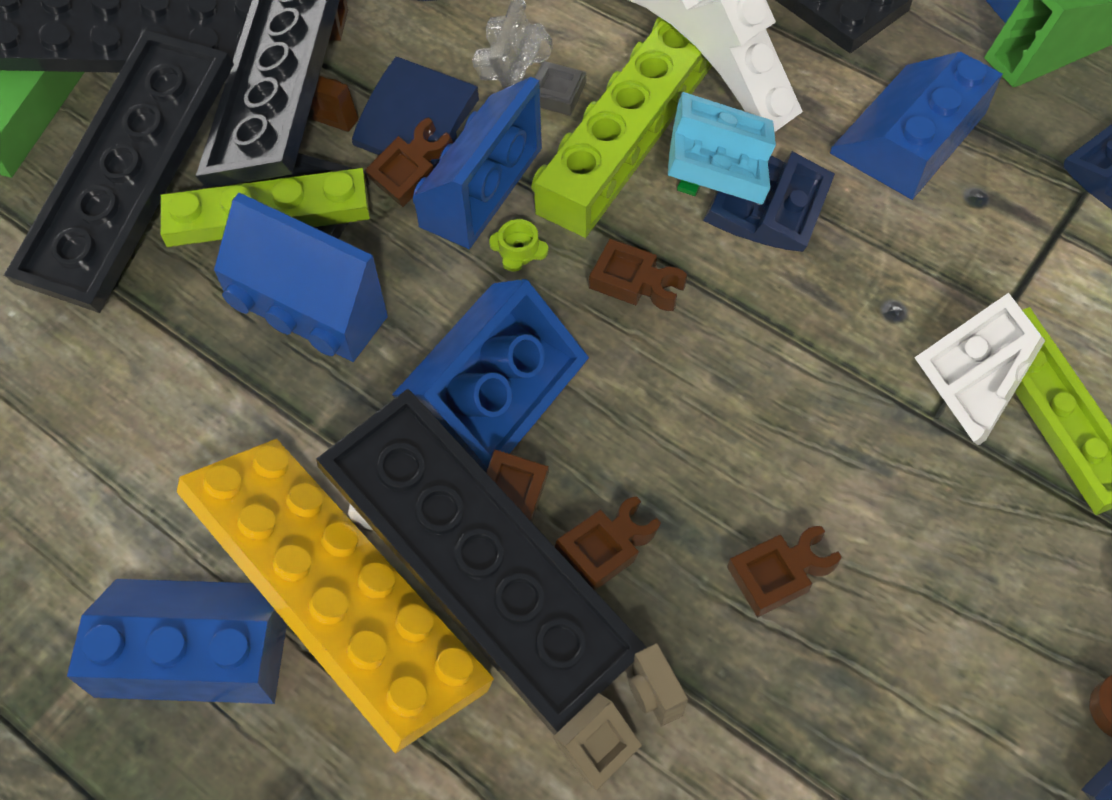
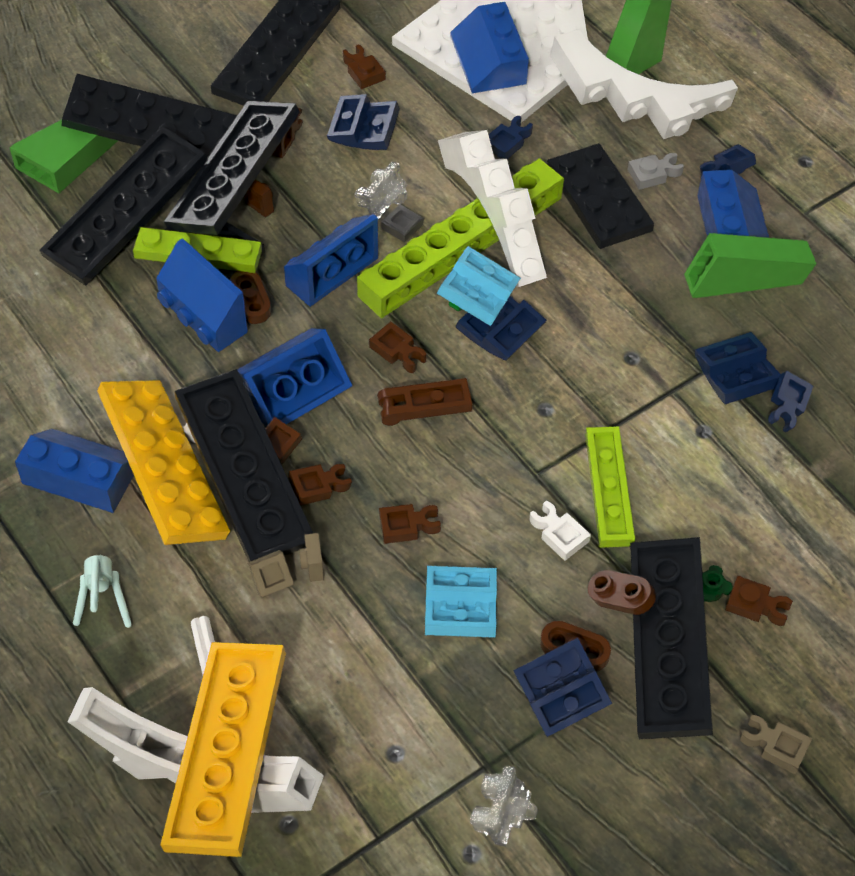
camera: 15 degrees right, 5 degrees down
(387, 255) = (255, 296): none -> reddish brown plate
(404, 164) = (287, 245): reddish brown plate -> none
(408, 96) = (306, 216): dark blue slope -> none
(518, 233) = (337, 304): lime plate -> none
(715, 350) = (424, 400): none -> reddish brown plate
(919, 121) = (615, 304): blue slope -> none
(931, 685) = (461, 601): none -> medium azure slope
(983, 364) = (571, 449): white wing -> none
(1032, 509) = (562, 533): none -> white plate

